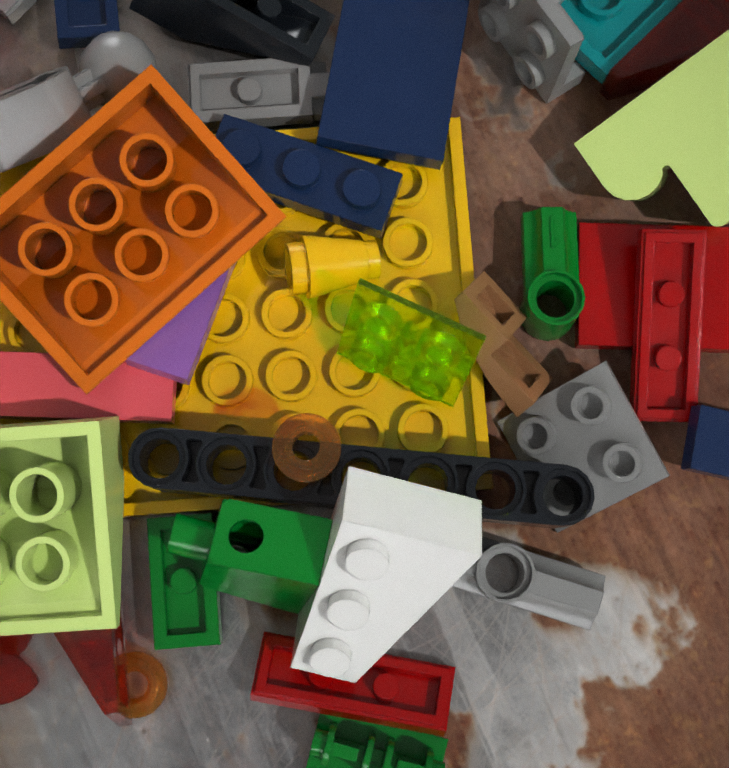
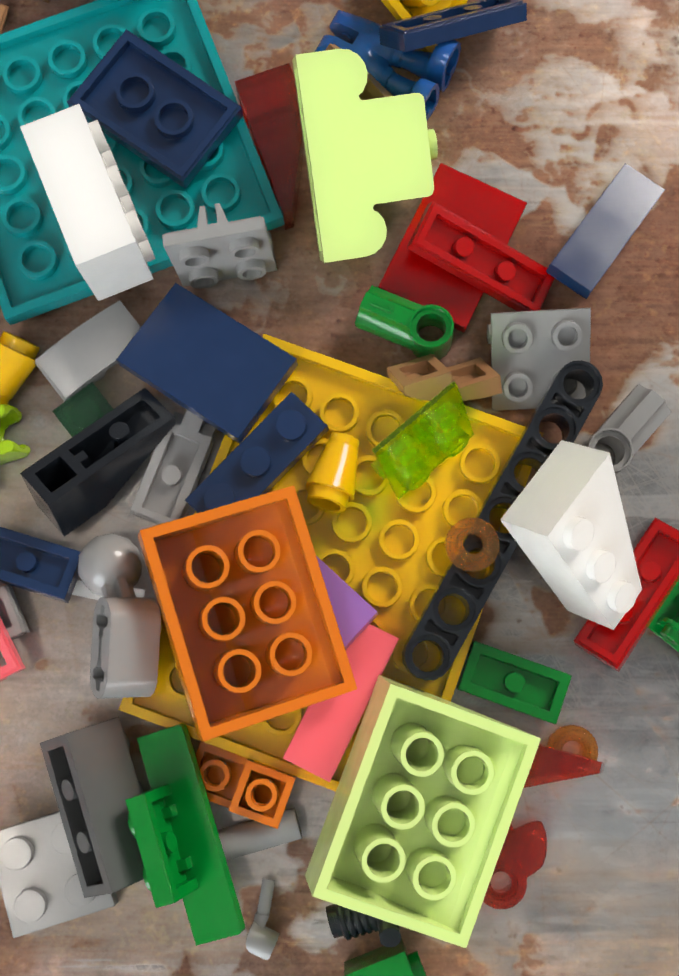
camera: 65 degrees left, 0 degrees up
(280, 545) = (535, 603): green torso -> none

